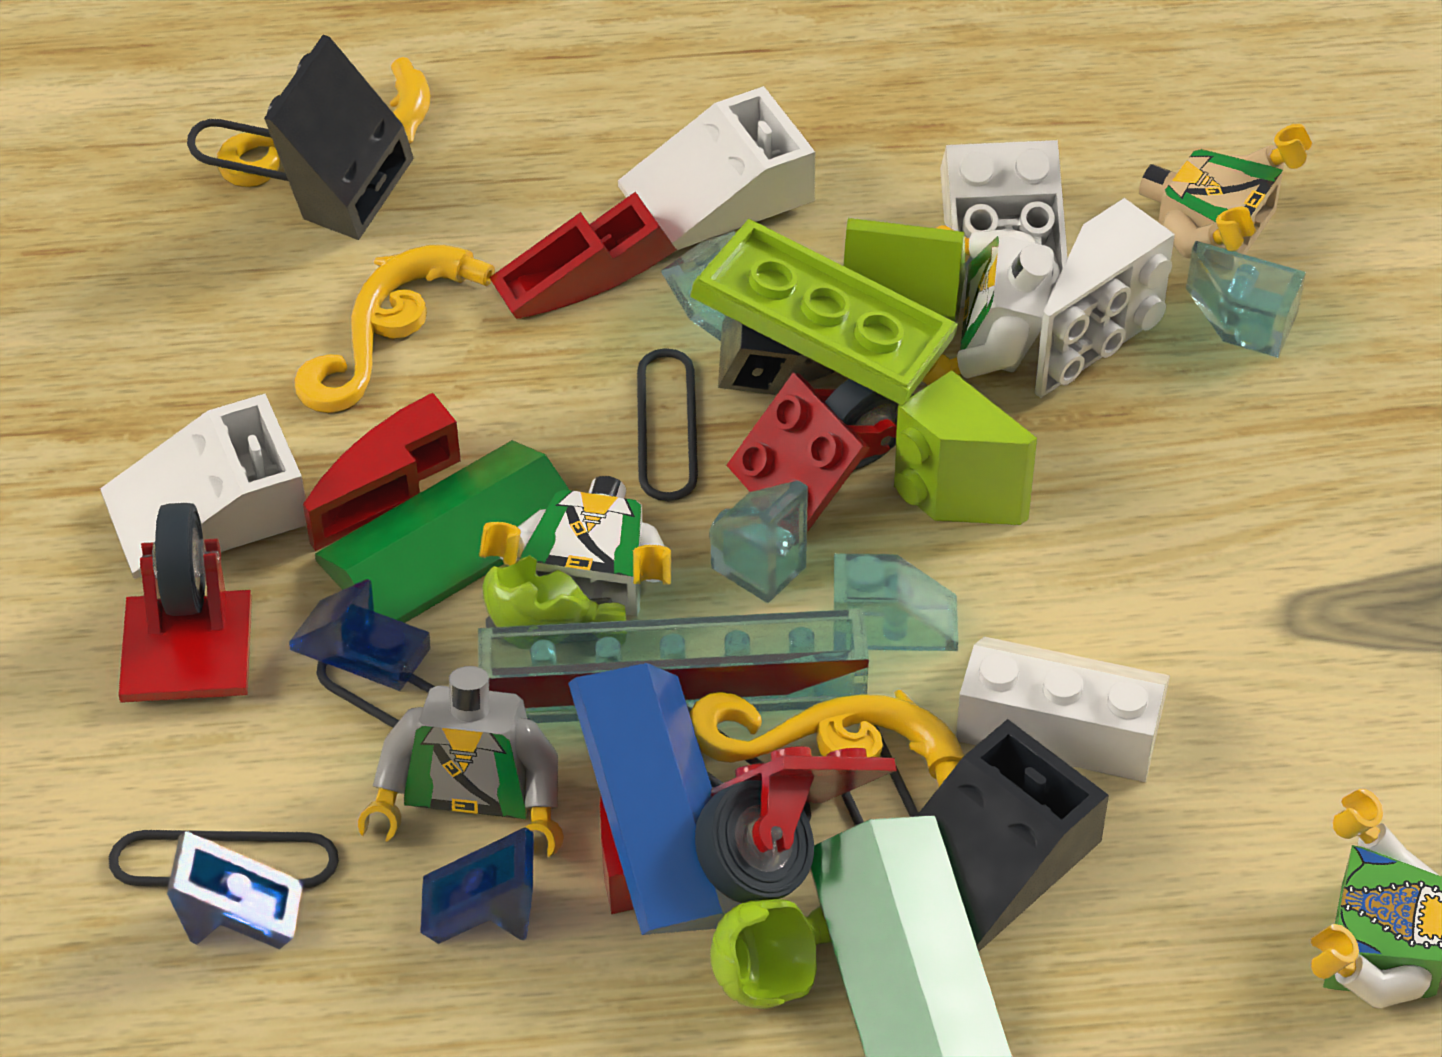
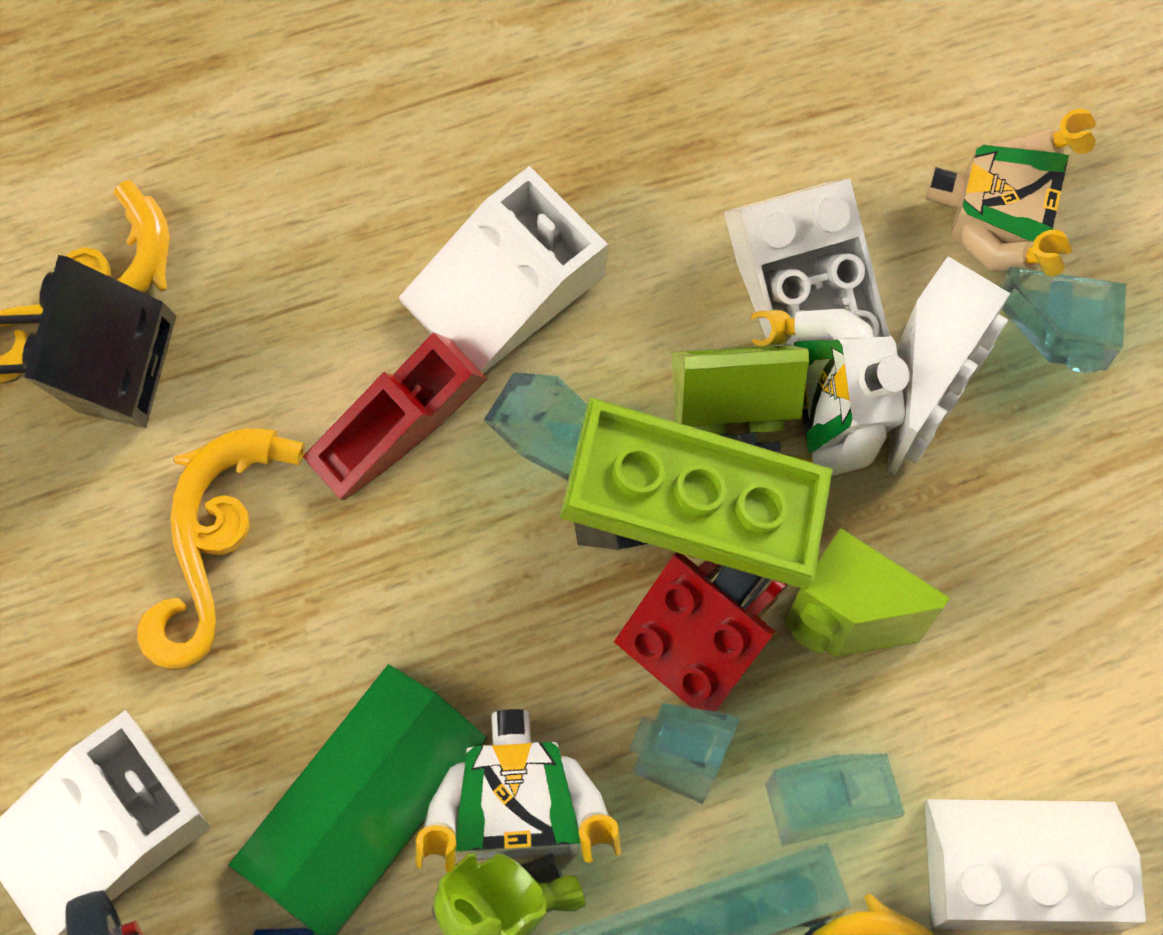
camera: 20 degrees left, 20 degrees up
(382, 470) = (270, 748): red slope -> none
(642, 425) = (513, 608): black piece -> none

